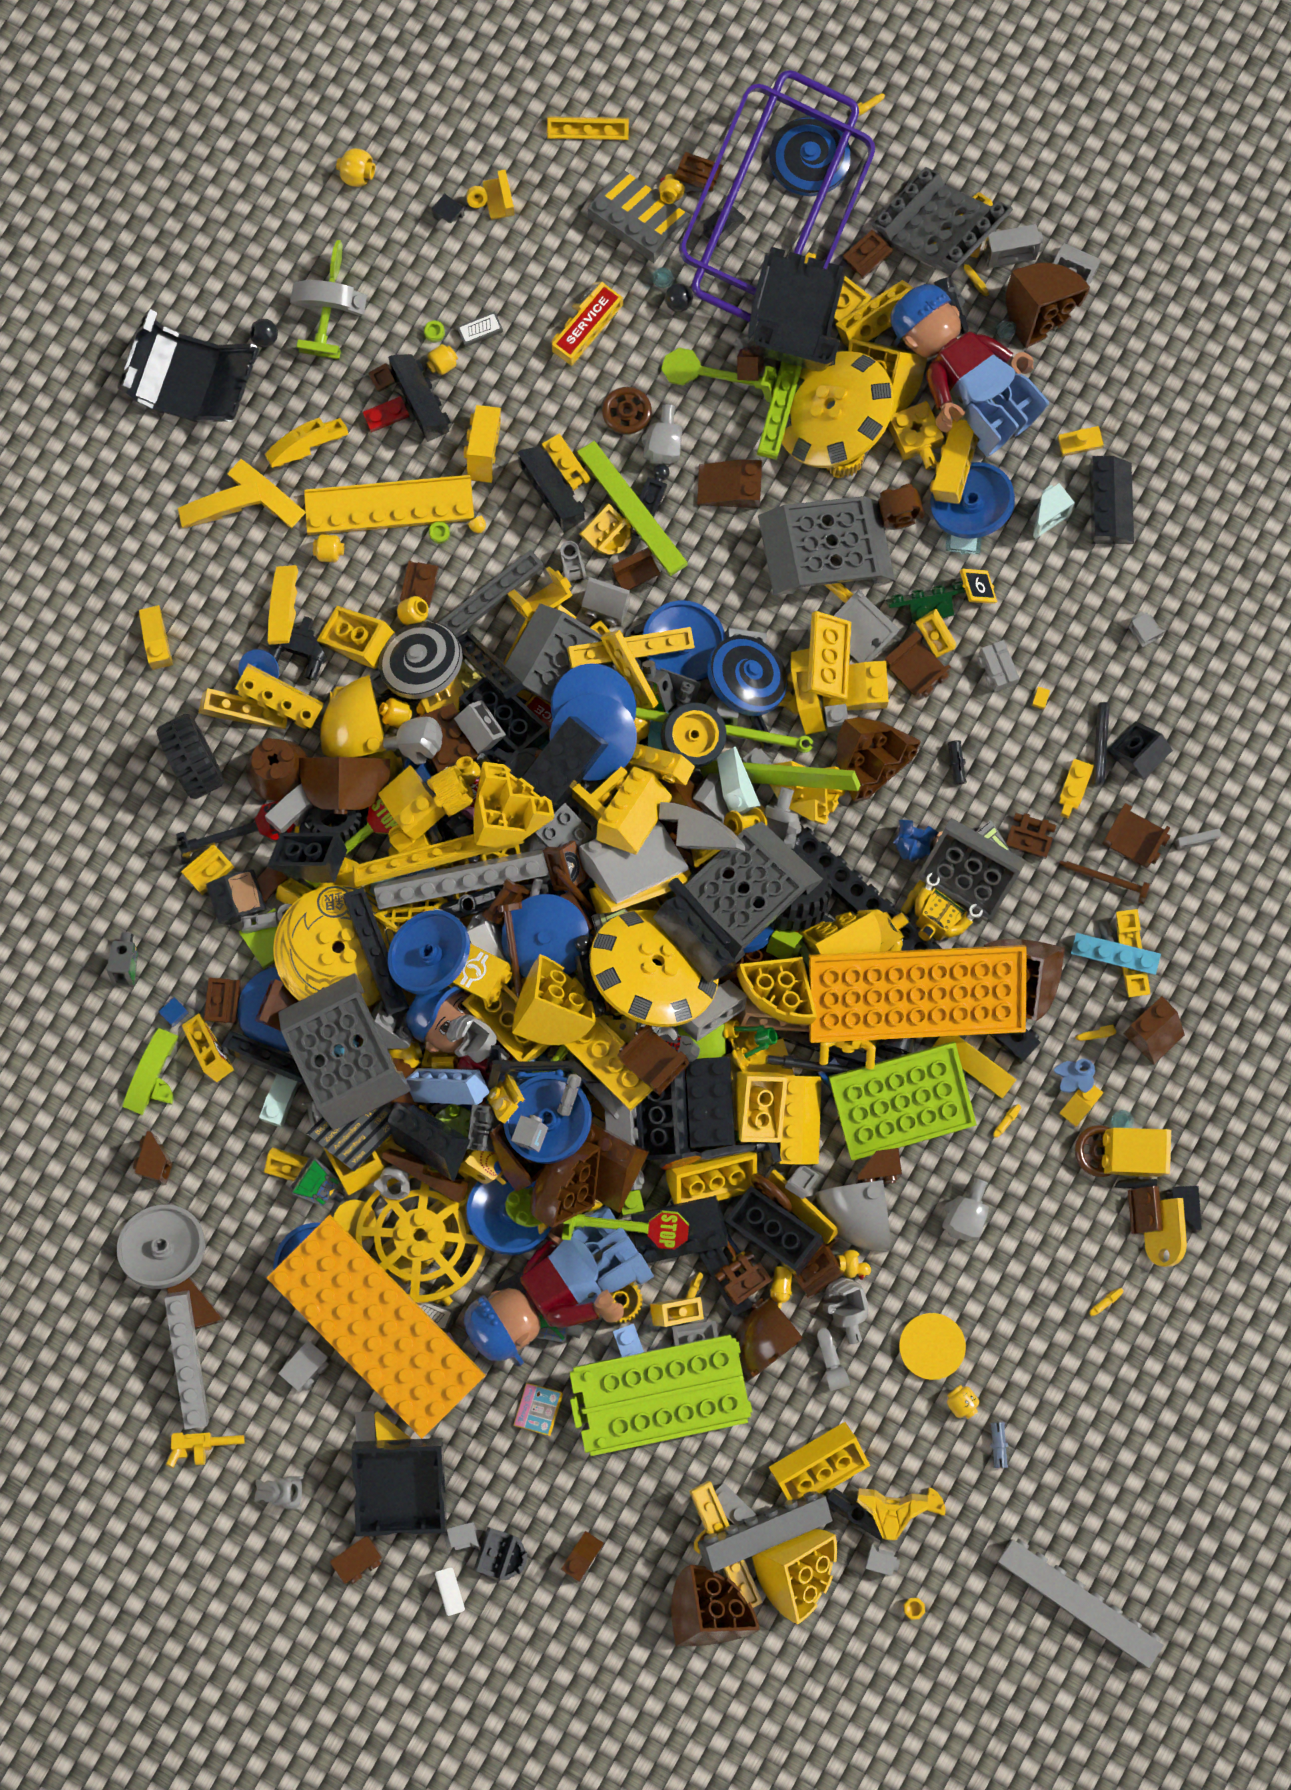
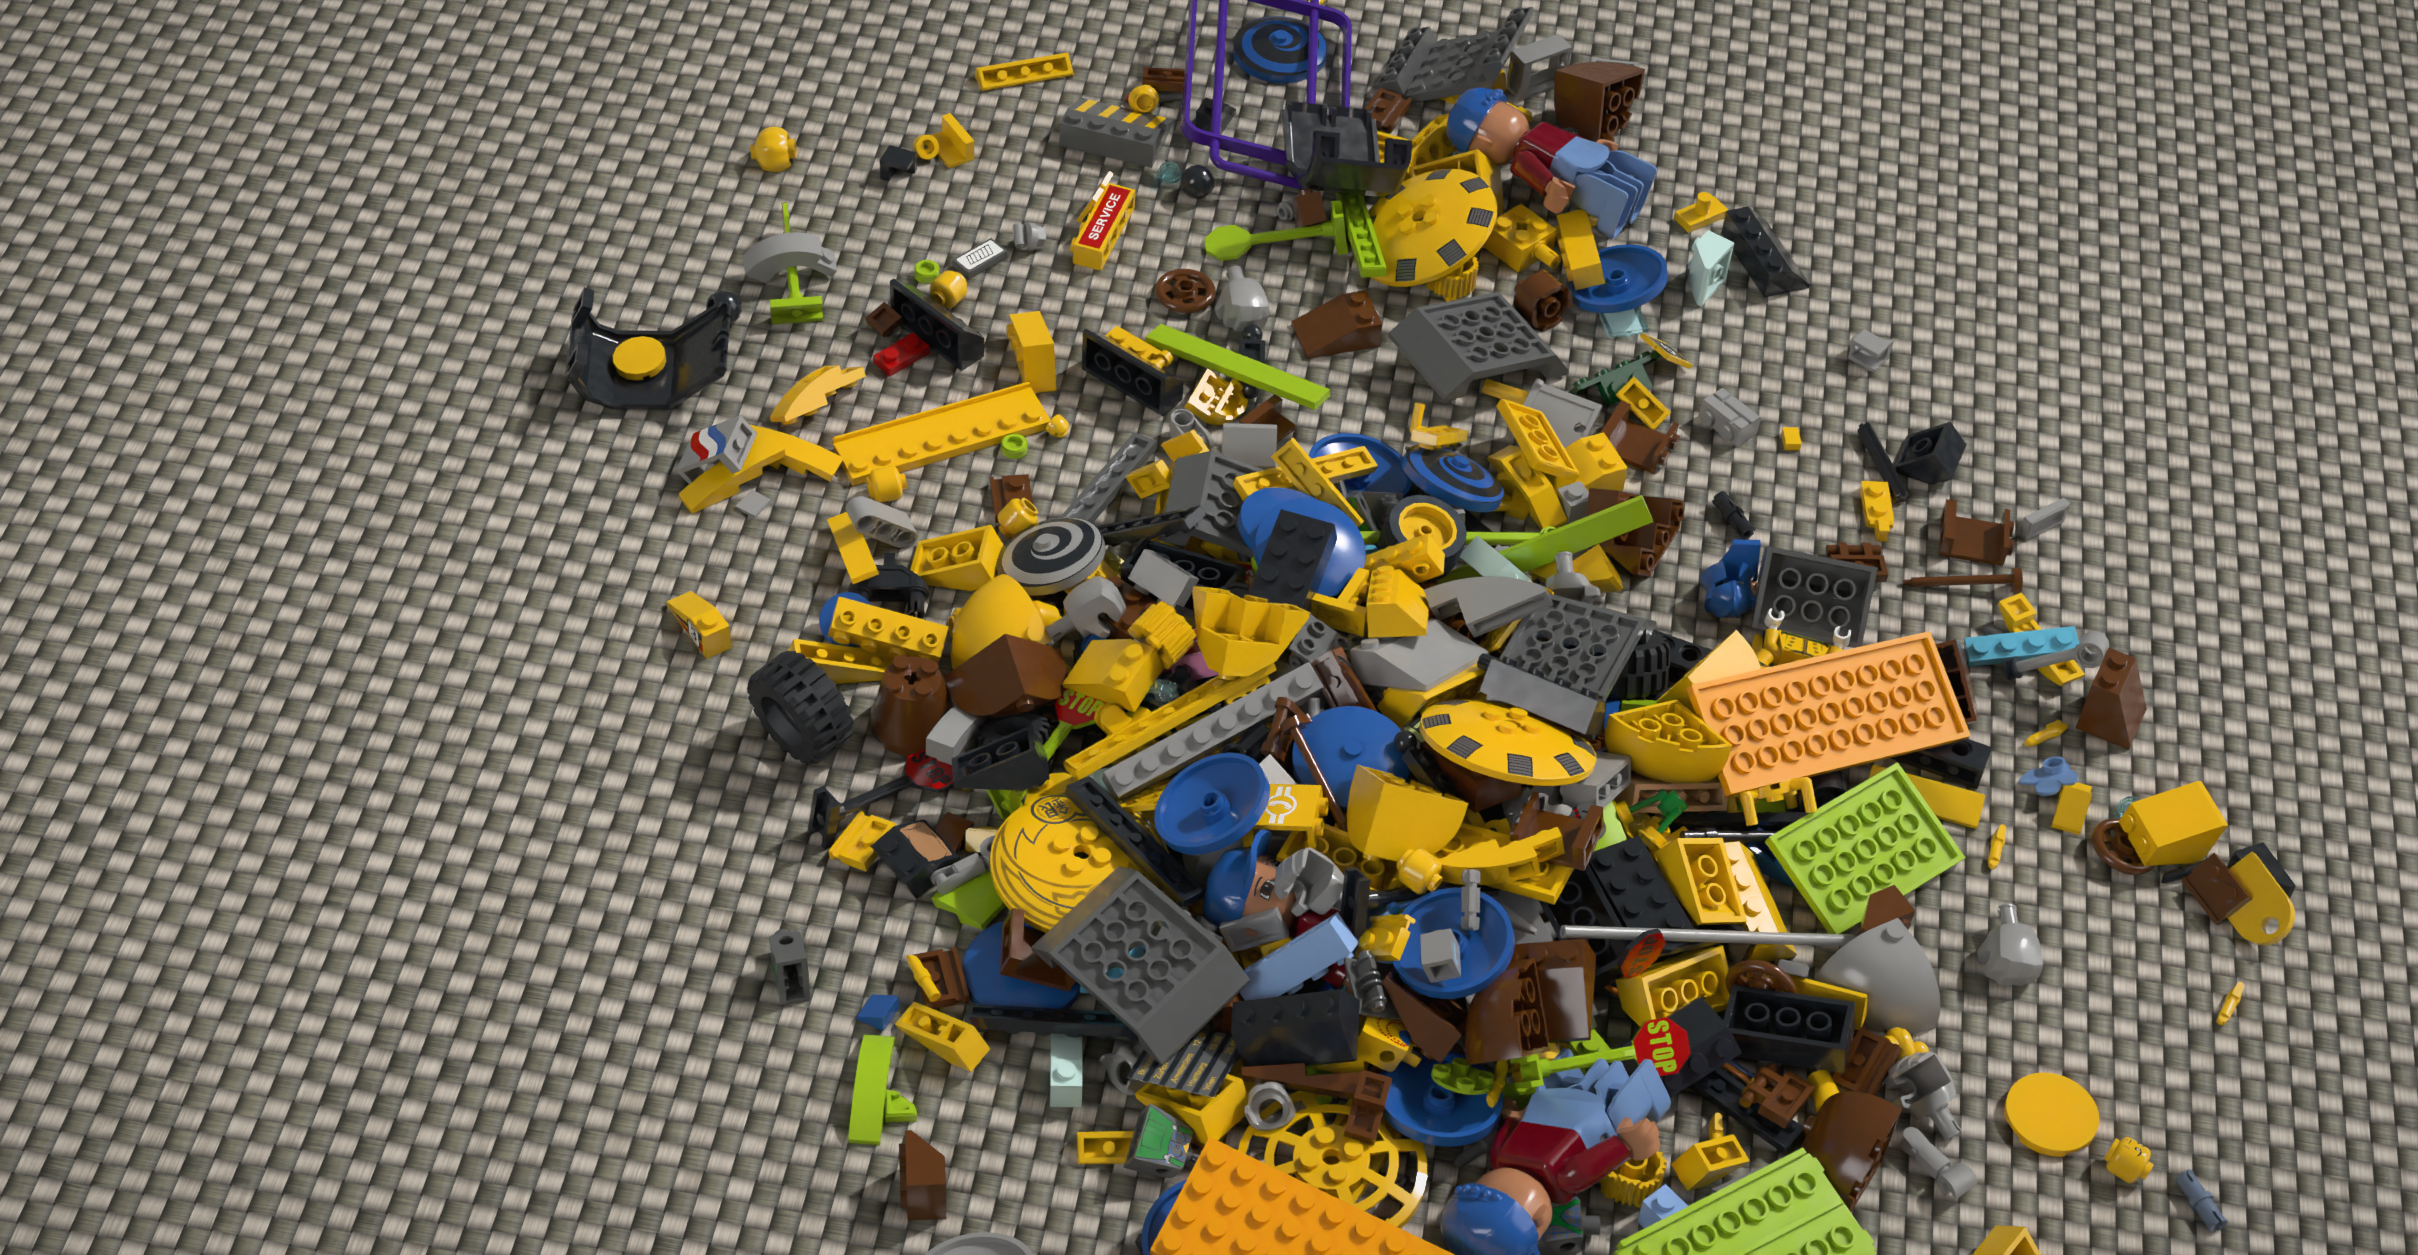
camera: 25 degrees left, 30 degrees down
(186, 366) = (639, 358): none -> yellow tile
(208, 1000) = (923, 978): none -> yellow piece
(211, 485) = (725, 441): none -> light grey panel
(229, 532) = (753, 503): none -> light grey piece
(308, 590) = (881, 522): none -> light grey beam
(440, 1053) = (1267, 923): none -> light grey tile
(441, 831) = (1164, 690): none -> clear light blue plate
(452, 1211) = (1367, 1107): none -> reddish brown slope
(524, 319) = (1029, 236): none -> light grey piece
(546, 1058) = (1419, 871): none -> yellow head
(597, 1068) = (1504, 864): none -> yellow slope
(742, 1154) = (1715, 936): none -> light grey piece
(753, 630) = (1433, 436): none -> yellow plate
(933, 816) = (1741, 551): none -> blue slope
(1146, 992) = (2014, 667): none -> light grey piece

